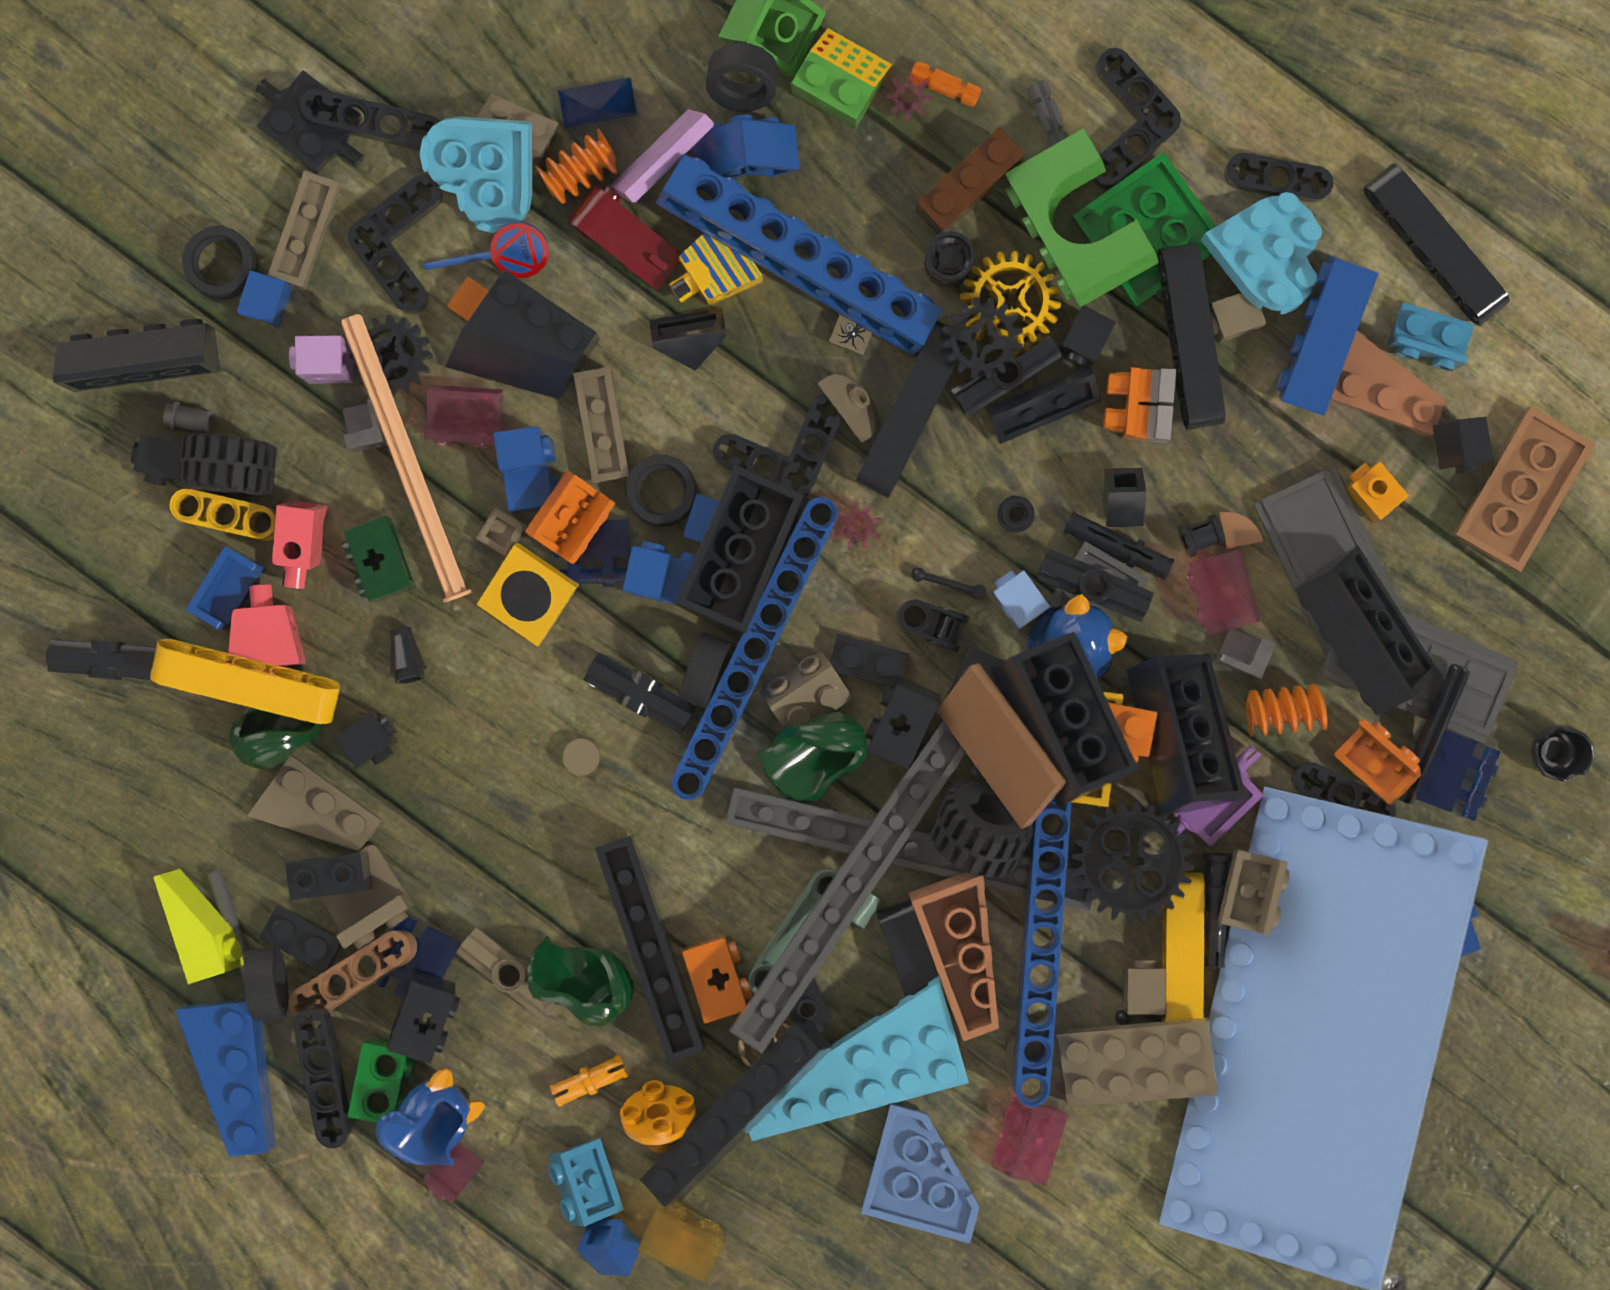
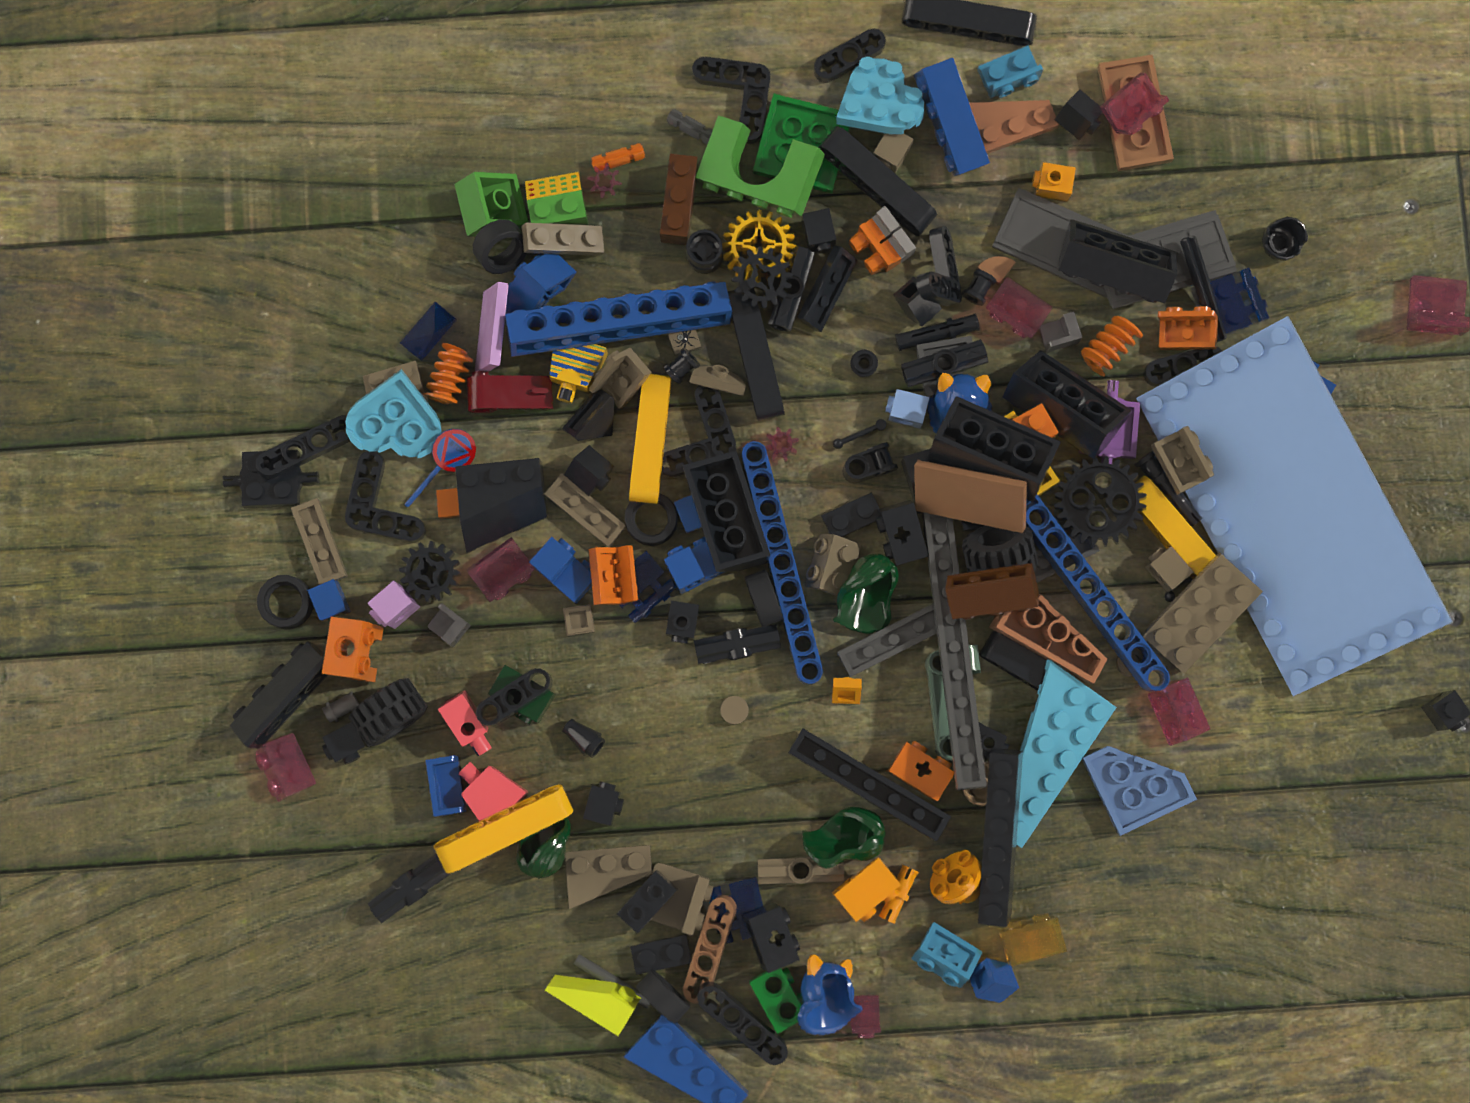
camera: 40 degrees left, 5 degrees down
(81, 431) = (284, 767): none -> clear pink bracket
(208, 514) = (397, 747): yellow beam -> none
(262, 362) = (340, 635): none -> orange brick
(347, 554) = (500, 700): none -> black beam
(404, 457) = (487, 622): light nougat axle -> none
(527, 594) = (624, 642): yellow tile -> none
(555, 1051) = (866, 890): none -> light orange brick
(603, 623) = (682, 622): none -> black brick
(638, 389) = (589, 471): none -> black brick
(710, 834) = (846, 690): none -> light orange plate
(728, 407) = (650, 439): none -> yellow beam
(752, 318) = (621, 376): none -> dark tan bracket
(813, 123) = (562, 239): none -> dark tan plate
(825, 358) = (681, 365): none -> black bush
(936, 862) = (992, 591): none -> reddish brown brick
(1167, 506) = (943, 284): none -> black beam
(1526, 481) = (1133, 105): none -> clear pink bracket

